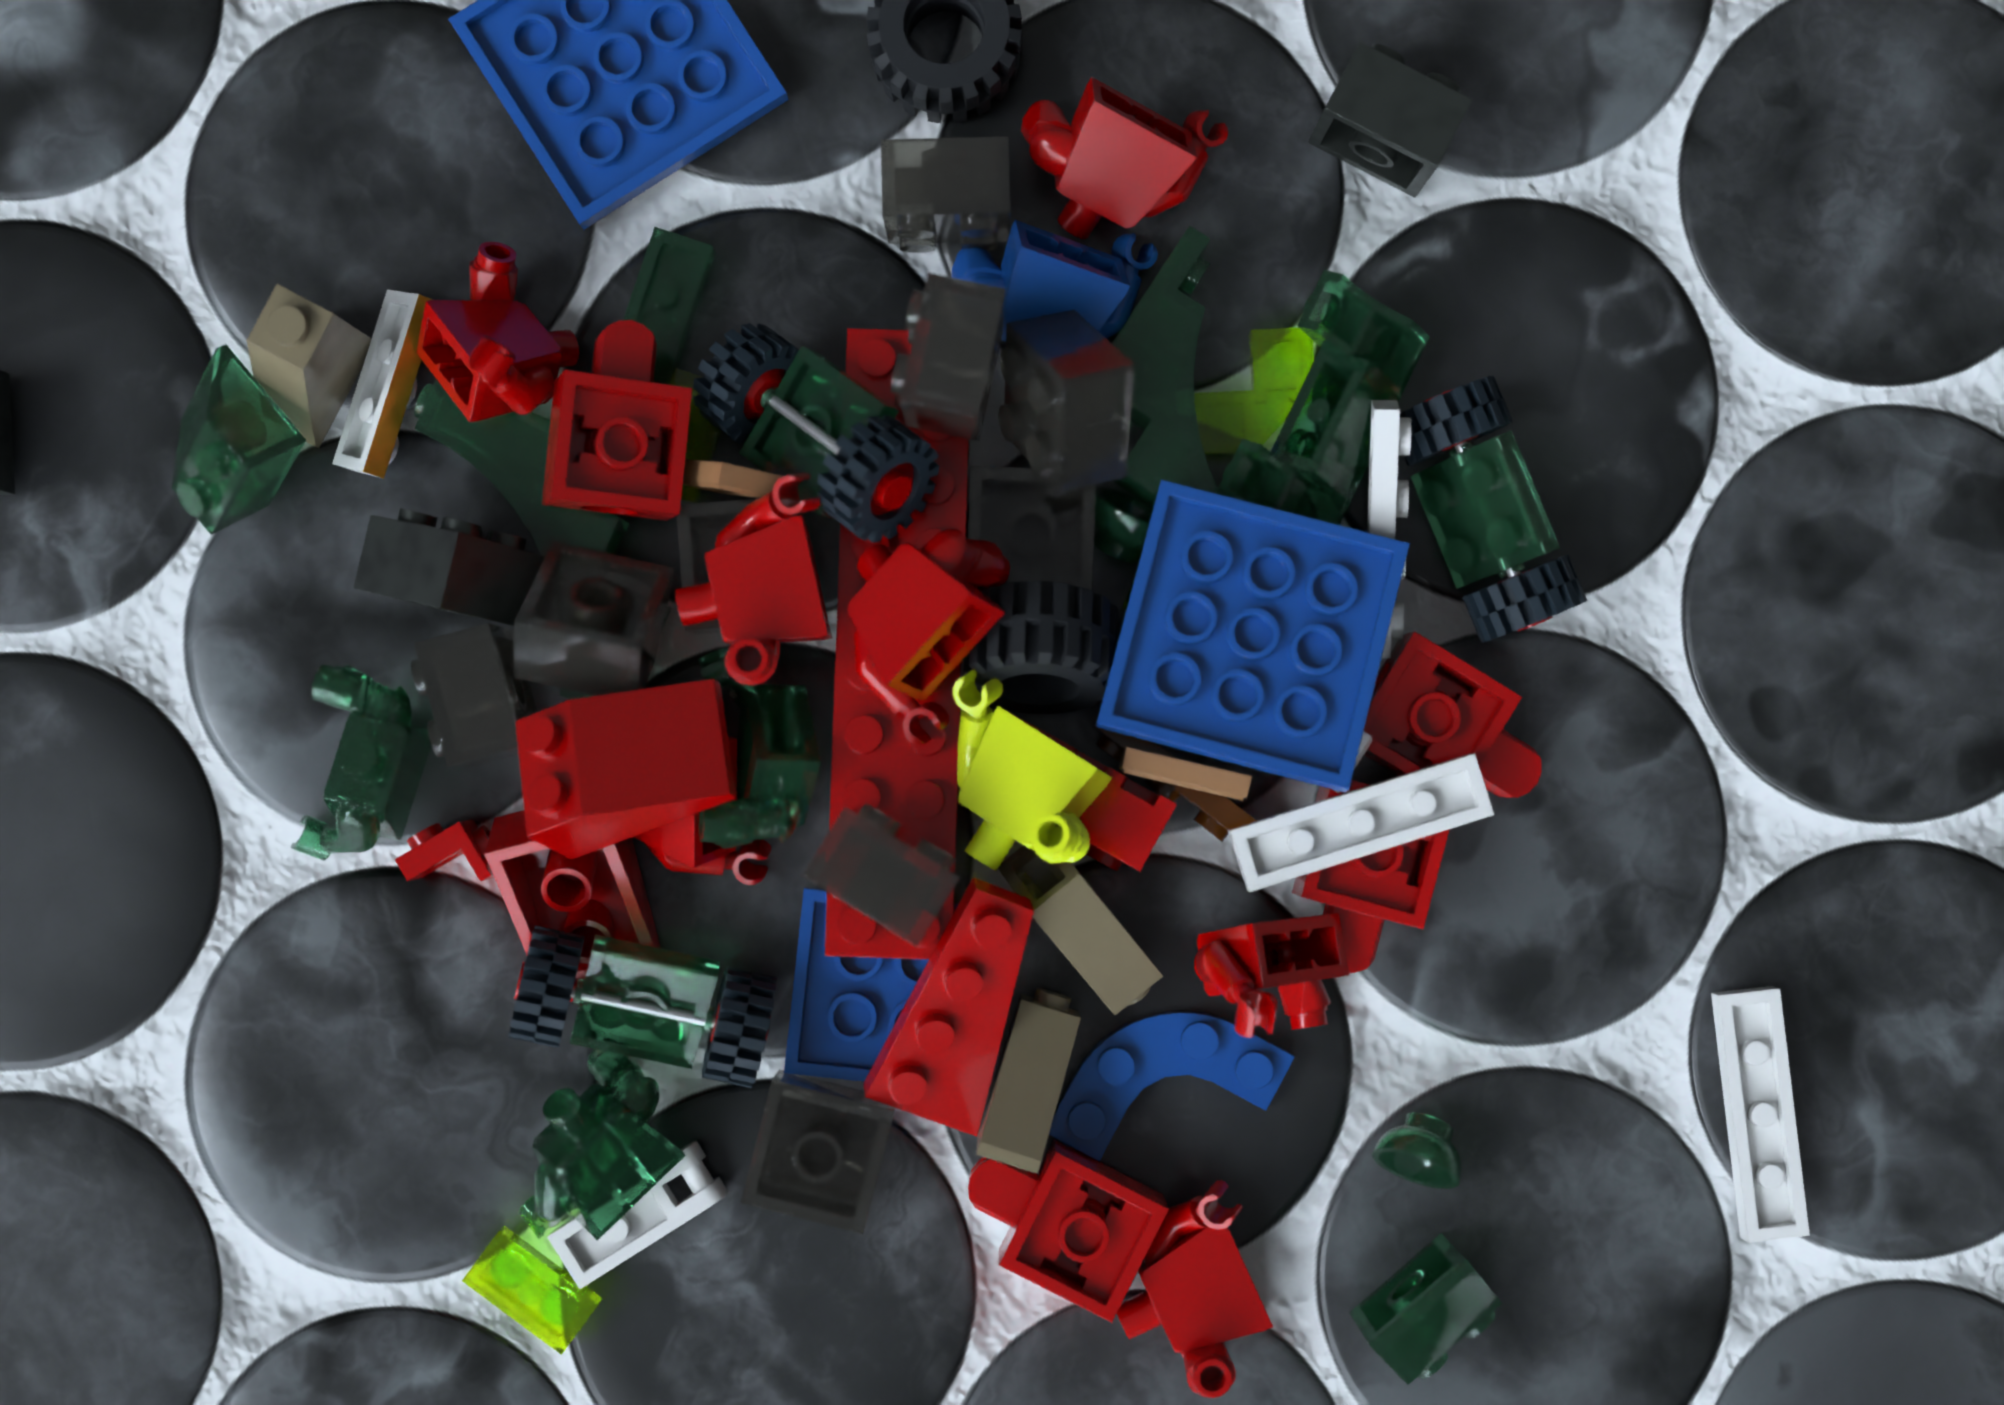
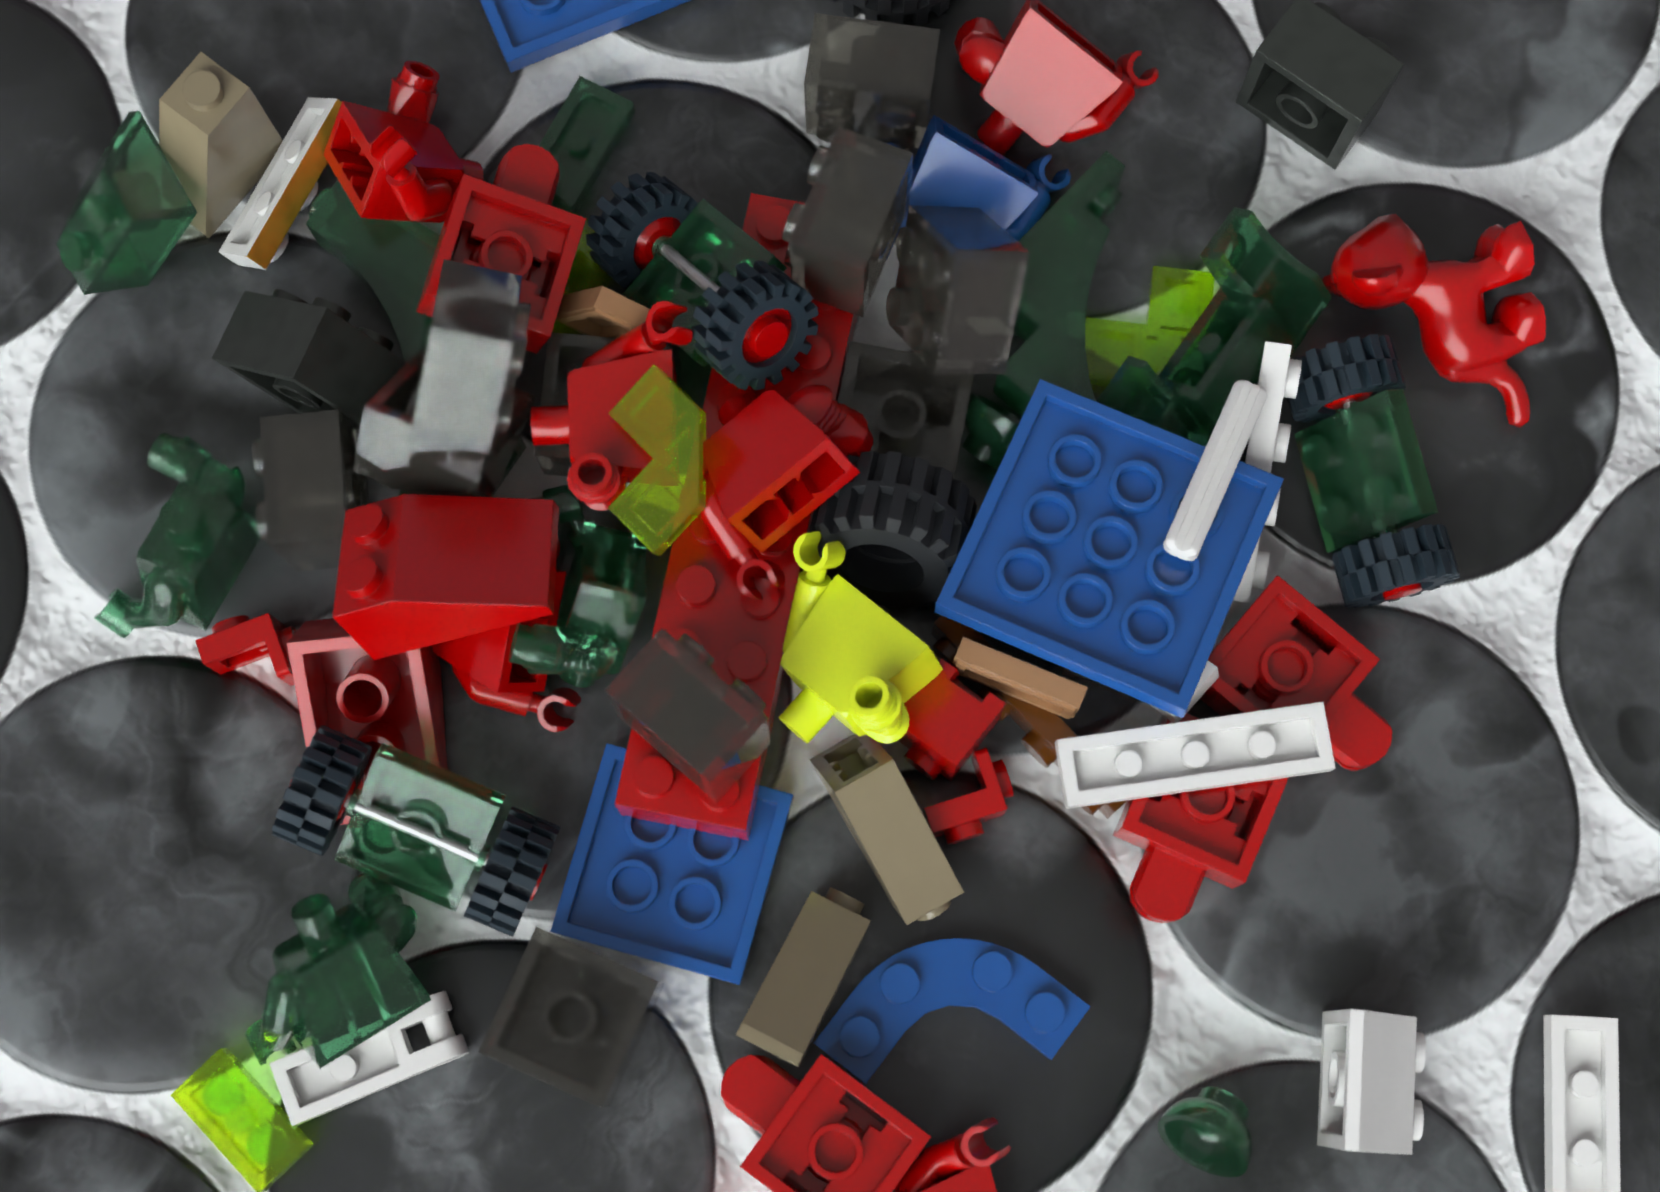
camera: 15 degrees right, 10 degrees down
(609, 559) = (471, 358): none -> clear smoke brick
(817, 603) = (672, 486): none -> clear neon green tile
(955, 1018) = (734, 900): red wing -> none
(1150, 901) = (963, 816): none -> red bracket
(1274, 954) = (1083, 886): red torso -> none
(1343, 548) = (1215, 470): none -> white axle
(1482, 302) = (1390, 267): none -> red animal
(1560, 1087) = (1370, 1082): none -> white slope

